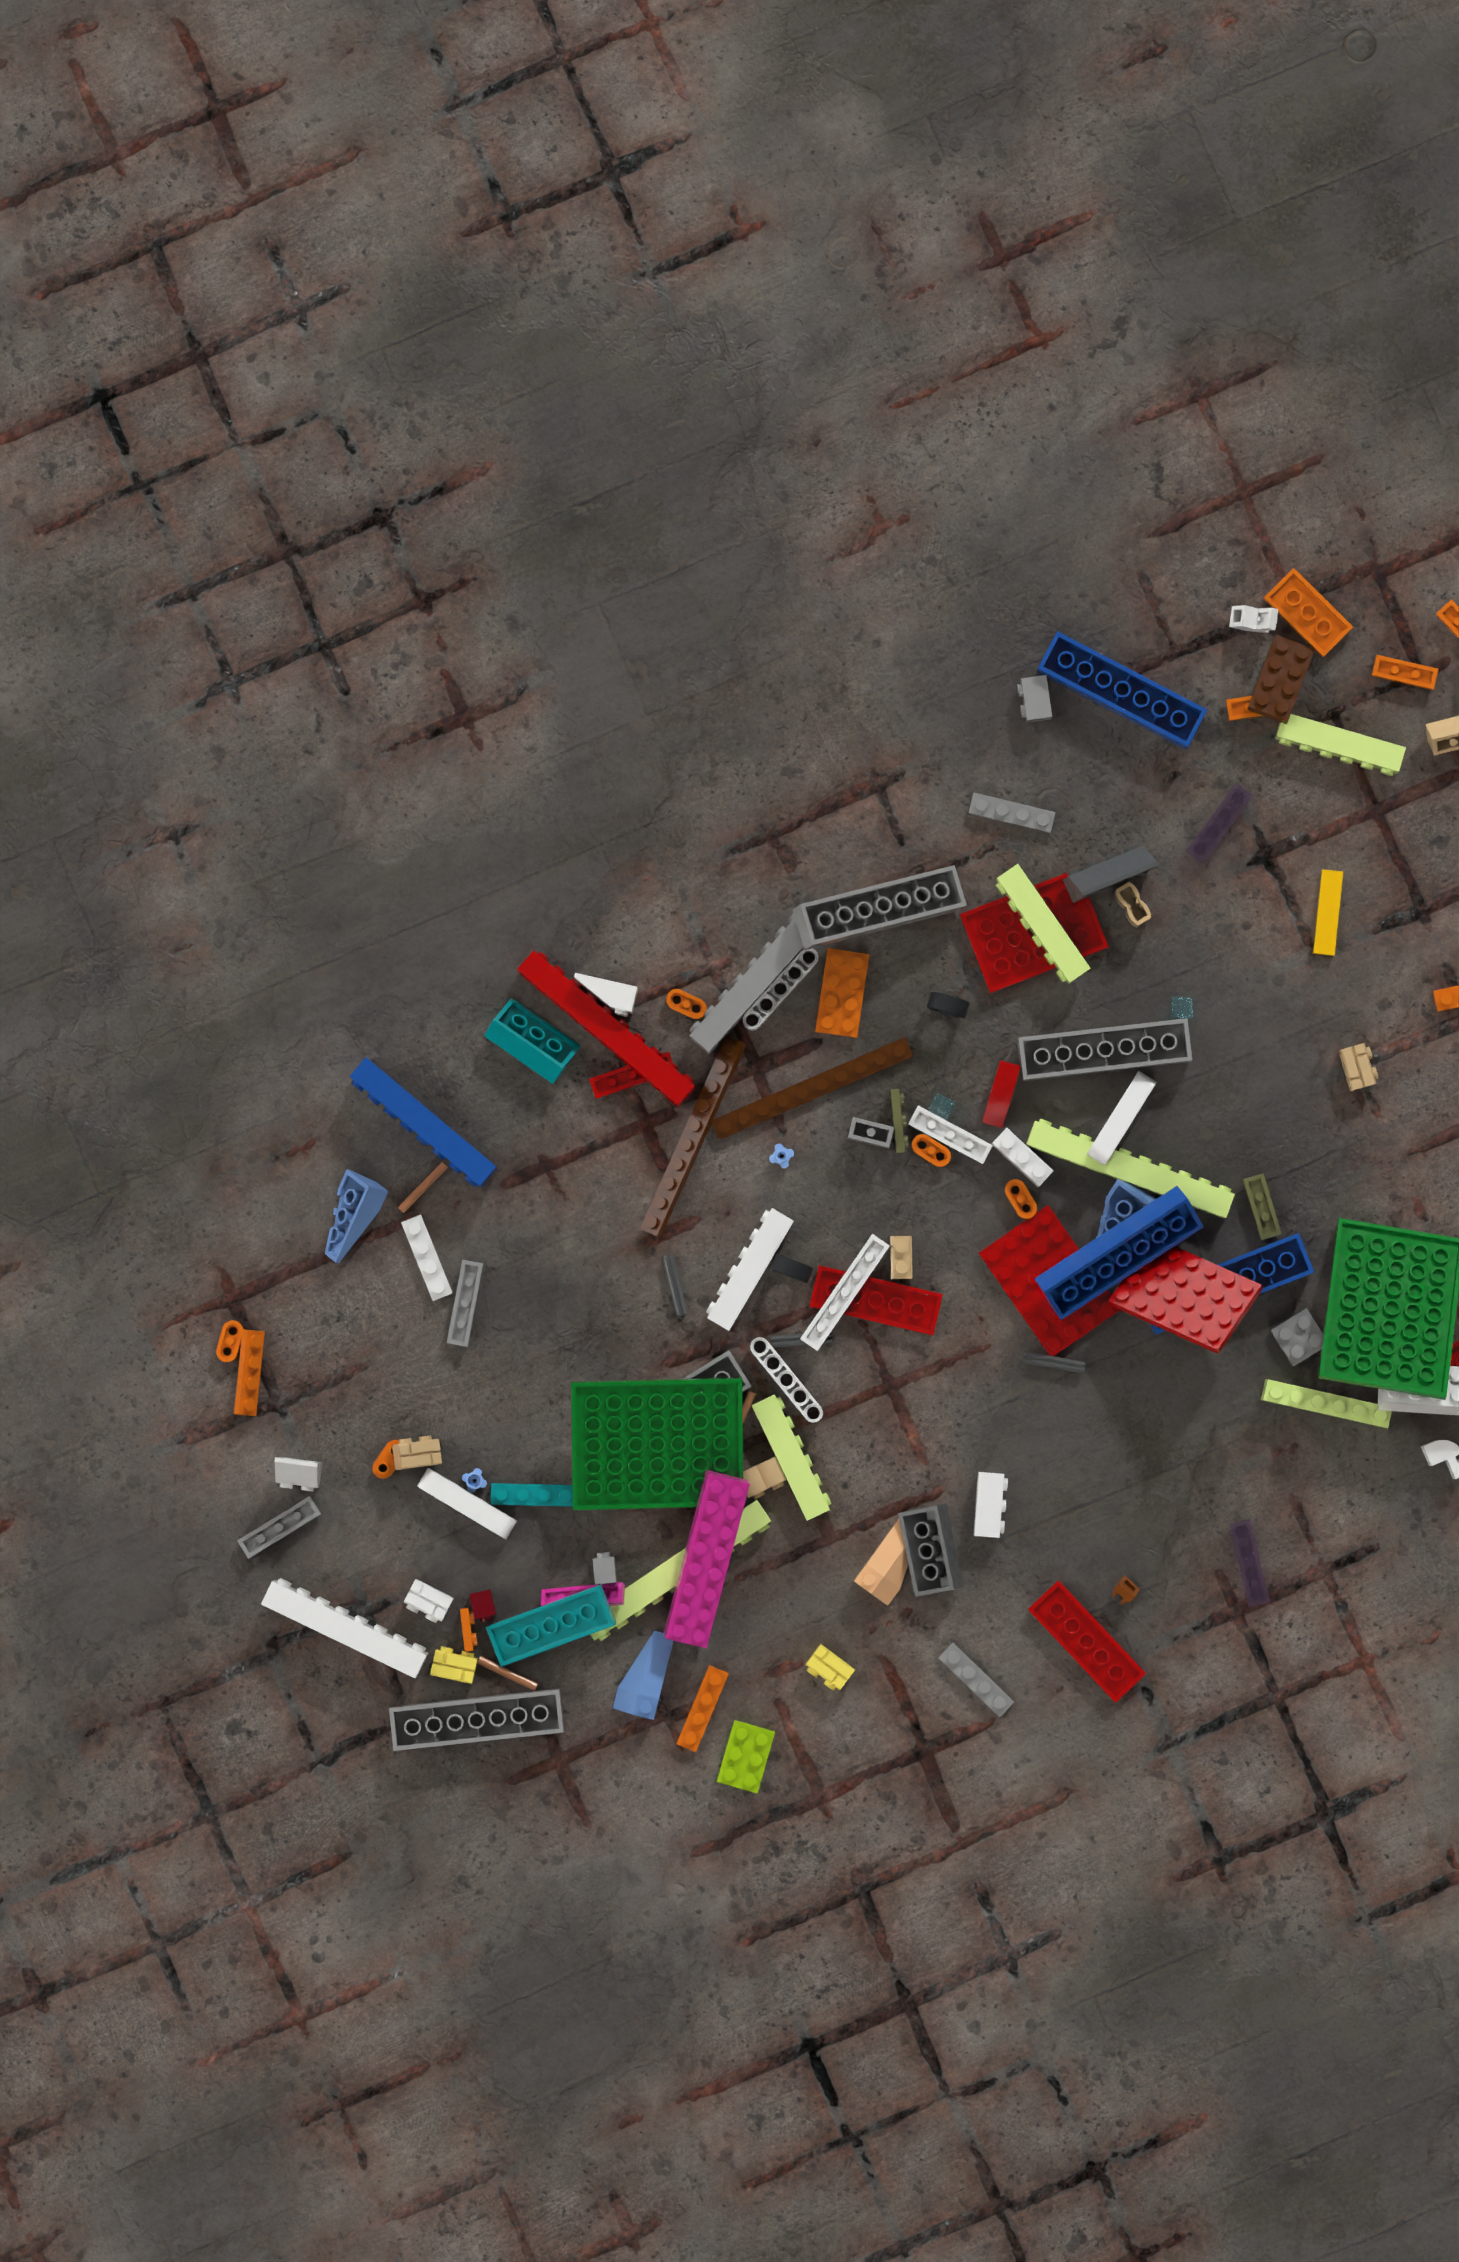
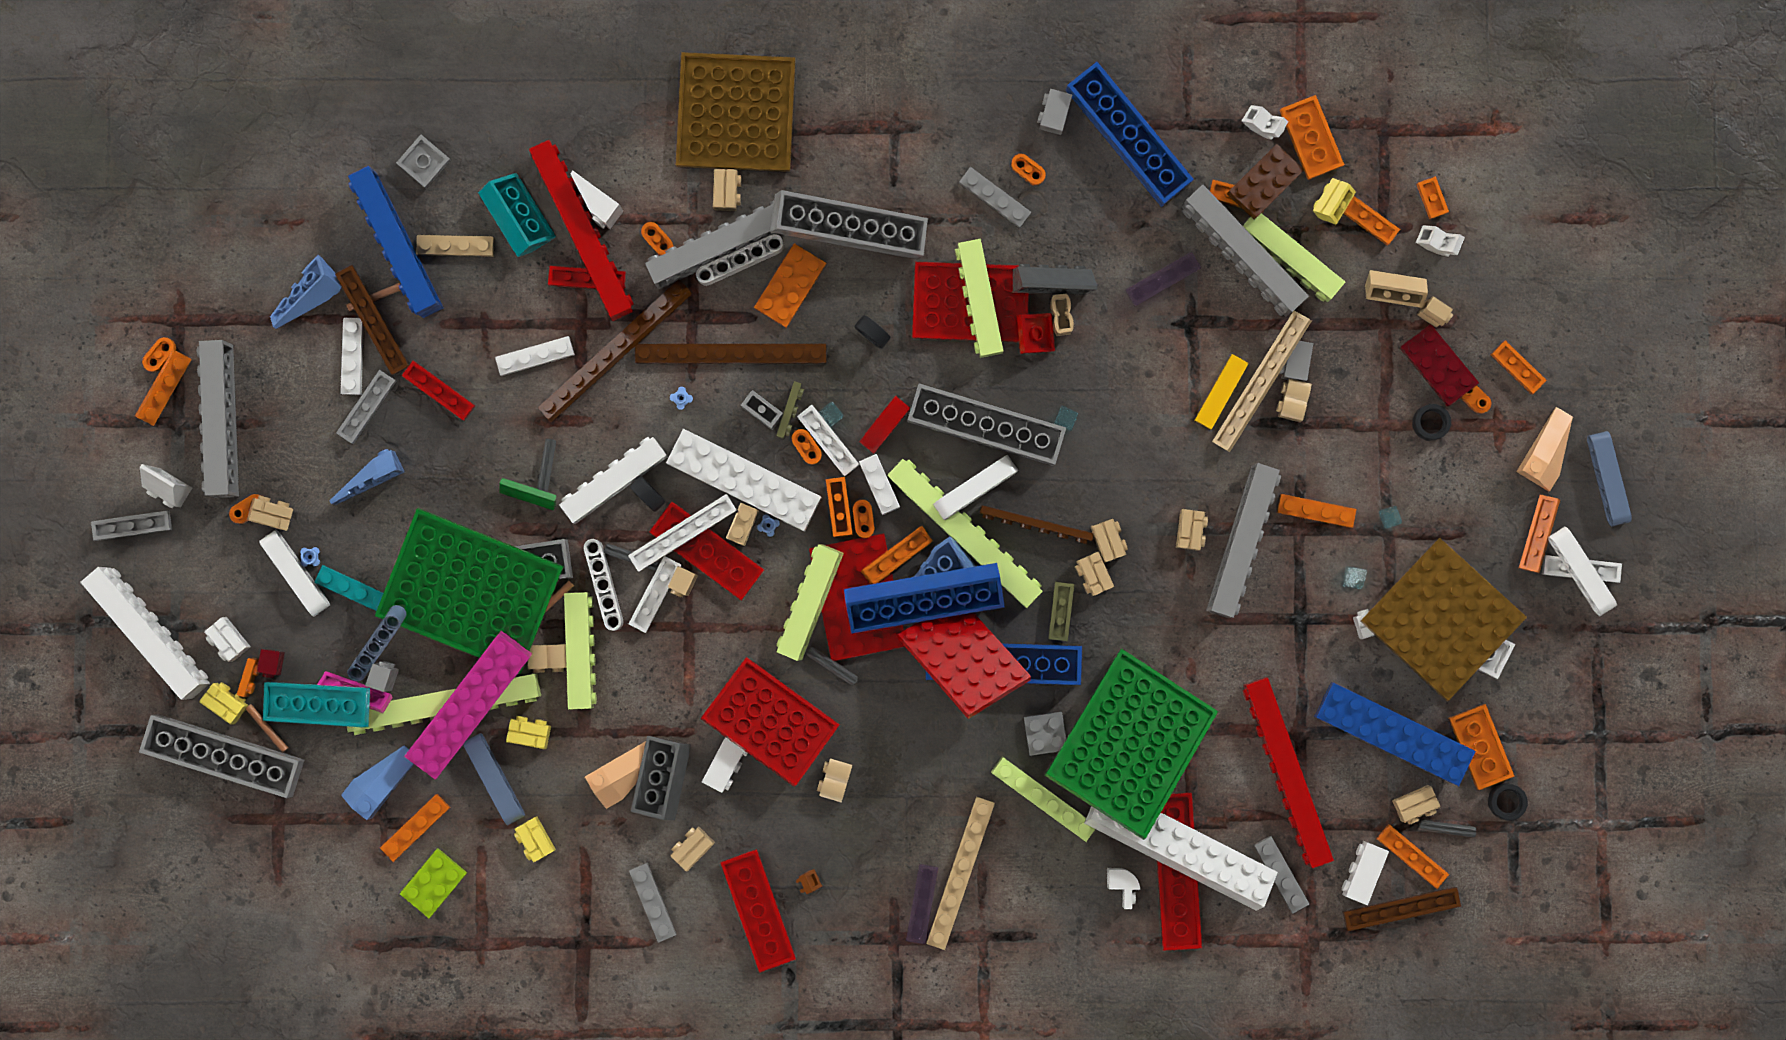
camera: 20 degrees right, 0 degrees up
(322, 1380) = (218, 419): none -> light grey brick
(412, 1027) = (423, 161): none -> light grey plate
(433, 1212) = (372, 319): none -> reddish brown plate
(482, 1099) = (455, 245): none -> tan plate
(506, 1363) = (377, 471): none -> medium blue wedge
(531, 1255) = (438, 390): none -> red plate
(590, 1529) = (377, 643): none -> sand blue beam
(613, 1177) = (534, 356): none -> white plate
(669, 1321) = (527, 494): none -> green tile
(709, 839) = (735, 112): none -> pearl gold plate
(734, 923) = (725, 190): none -> tan brick
(762, 1624) = (494, 779): none -> sand blue beam
(776, 1562) = (528, 733): none -> light yellow brick
(842, 1367) = (654, 595): none -> white plate
(866, 1342) = (682, 582): none -> tan brick
(883, 1212) = (744, 480): none -> white brick
(922, 1242) = (763, 525): none -> light blue plate
(991, 1198) = (839, 507): none -> orange brick
(993, 1607) = (692, 849): none -> tan brick
(1004, 1307) = (809, 602): none -> yellowish green brick
(1017, 1445) = (770, 721): none -> red plate
(1033, 769) = (1030, 167): none -> orange plate
(1071, 1221) = (897, 555): none -> orange tile
(1107, 1476) = (835, 780): none -> tan brick
(1114, 934) = (1035, 333): none -> red plate
(1207, 1128) = (1043, 526): none -> reddish brown plate
(1274, 1515) = (960, 873): none -> tan plate
(1279, 1113) = (1108, 540): none -> tan brick
(1279, 1154) = (1094, 574): none -> tan brick
(1290, 760) = (1244, 251): none -> light grey brick
(1358, 669) = (1334, 201): none -> light yellow brick
(1364, 885) = (1262, 381): none -> tan plate
(1390, 848) = (1298, 363): none -> light grey brick
(1405, 889) = (1294, 400): none -> tan brick
(1415, 1055) = (1243, 540): none -> light grey brick

